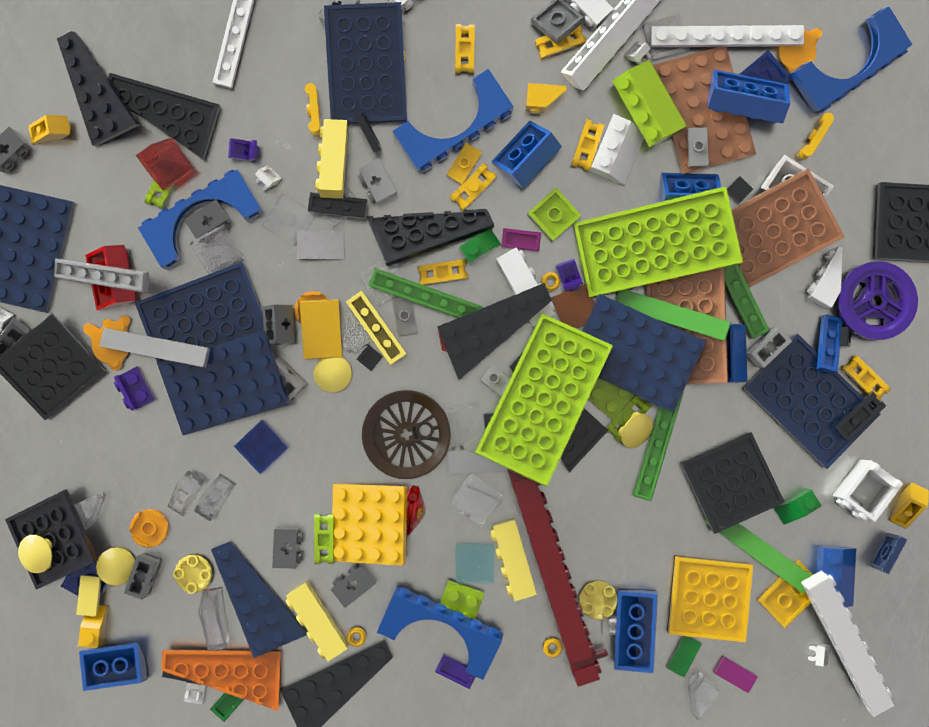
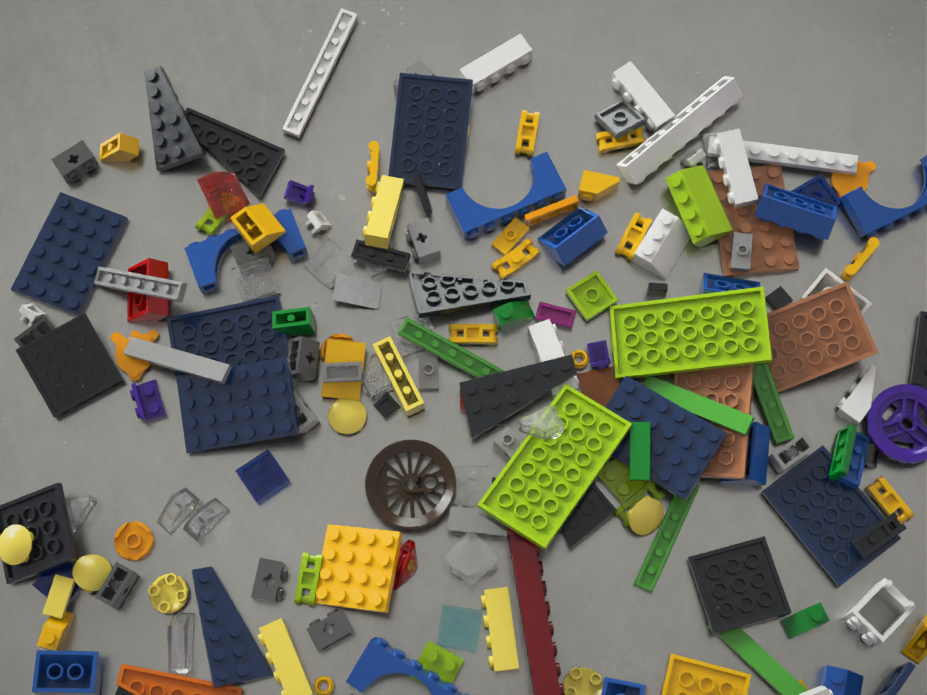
camera: 15 degrees right, 15 degrees down
(208, 195) = (257, 226): none -> yellow slope
(263, 287) = (294, 321): none -> green slope
(320, 333) = (342, 372): none -> light grey plate
(501, 131) = (551, 211): none -> light orange tile
(527, 361) = (542, 424): none -> clear slope
(618, 198) = (657, 289): none -> black tile
(624, 371) = (640, 451): none -> green tile
(683, 59) = (736, 168): none -> white brick
(818, 339) = (842, 452): none -> green tile

